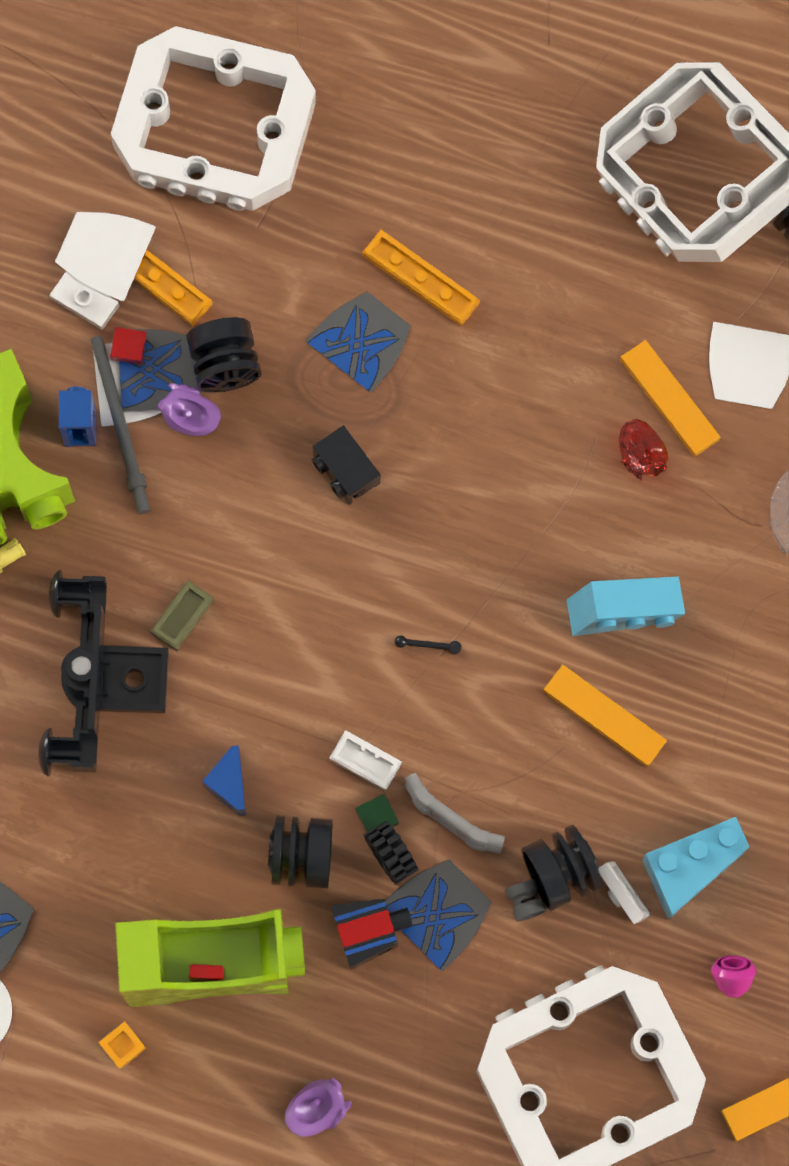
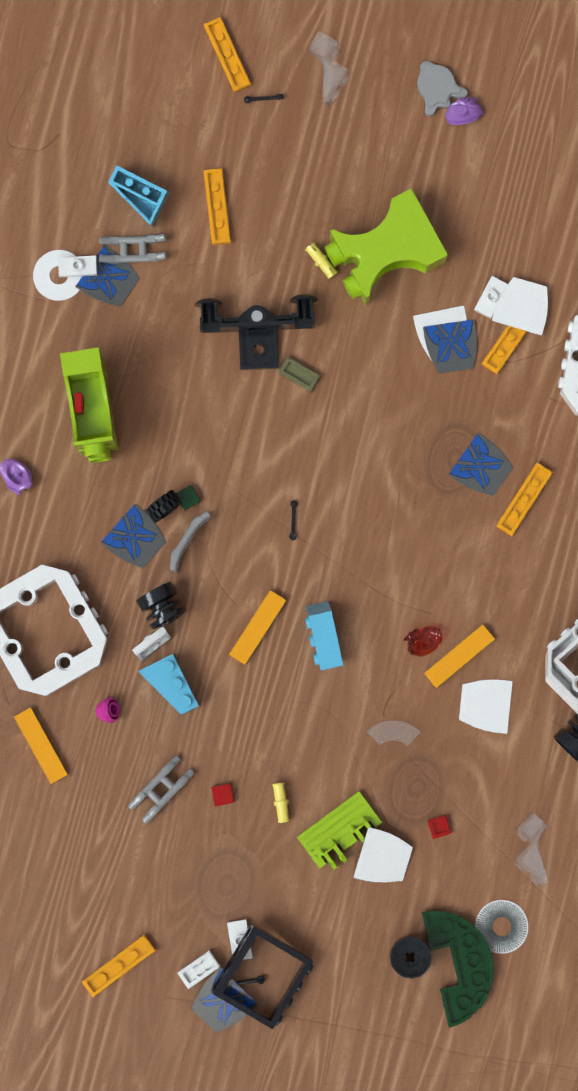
camera: 90 degrees right, 10 degrees up
(77, 417) = (412, 299): blue brick -> none
(122, 1045) = (44, 363): light orange plate -> none
(128, 345) = (463, 326): red tile -> none
(135, 480) = (379, 338): dark grey bar -> none
(189, 411) = (425, 366): medium lavender hat -> none
(223, 354) = (460, 382): black wheel -> none
(226, 781) = (200, 409): blue slope -> none
(301, 851) = (159, 450): black wheel -> none
(345, 465) = (398, 462): black hinge -> none
(365, 760) = (219, 488): white plate -> none
(368, 929) = (119, 497): torso -> none
(523, 893) = (146, 583): dark grey wheel -> none

